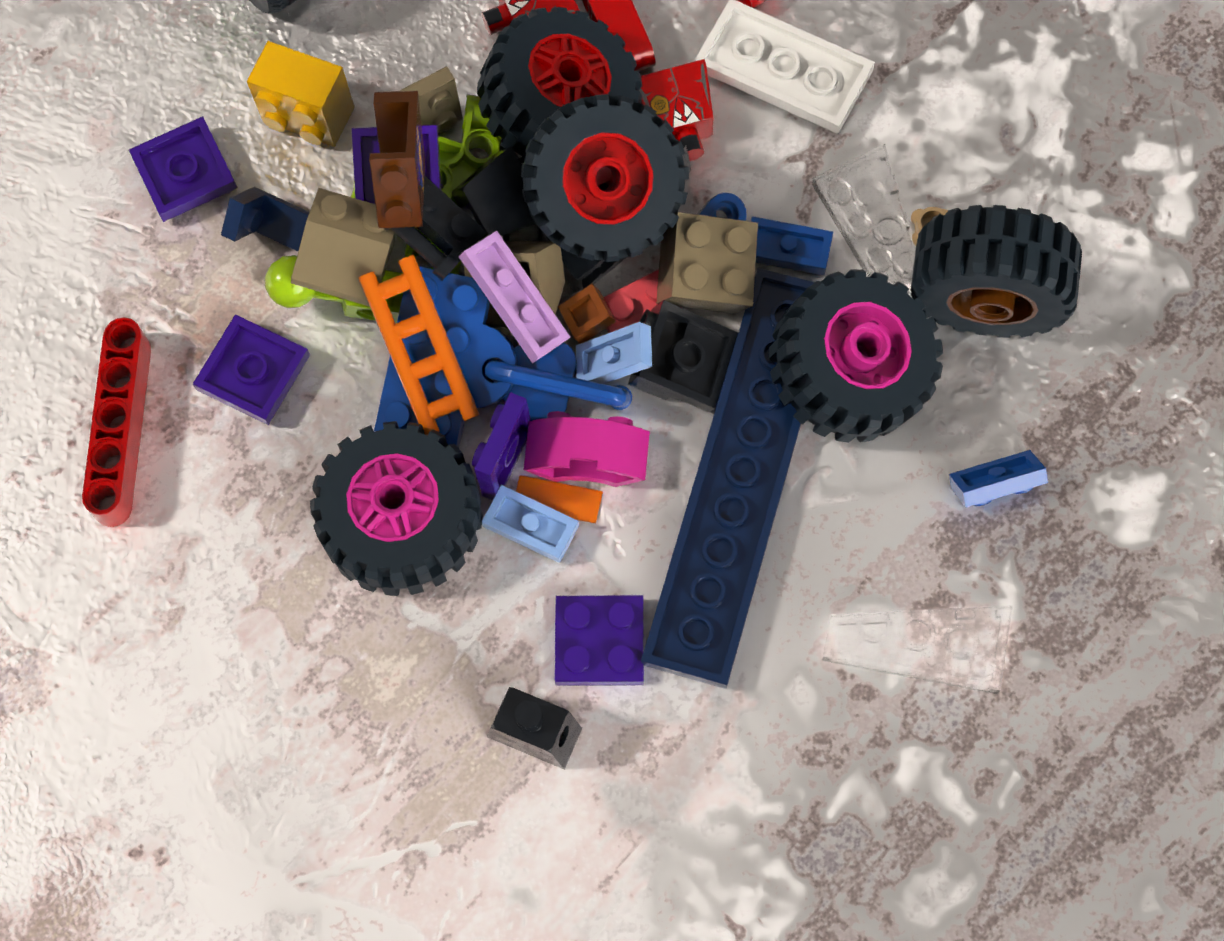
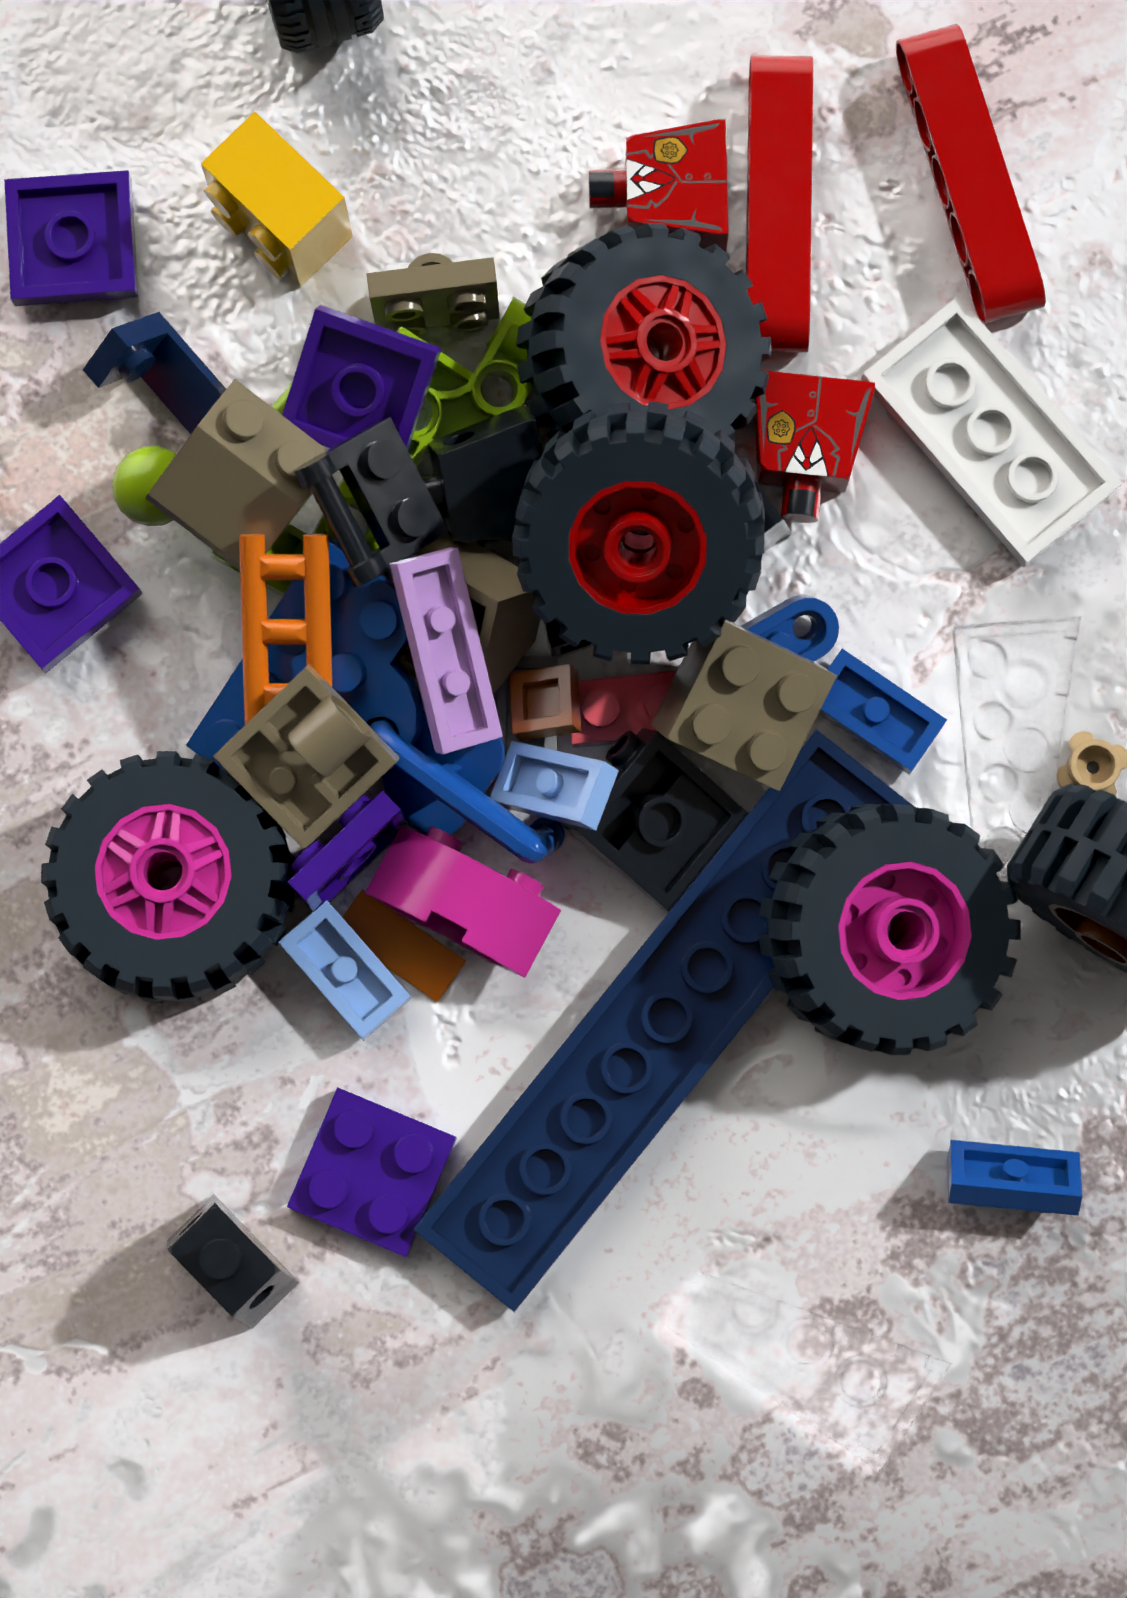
camera: 20 degrees right, 10 degrees up
(400, 165) = (373, 364): reddish brown panel -> none
(454, 392) = (306, 756): none -> dark tan plate

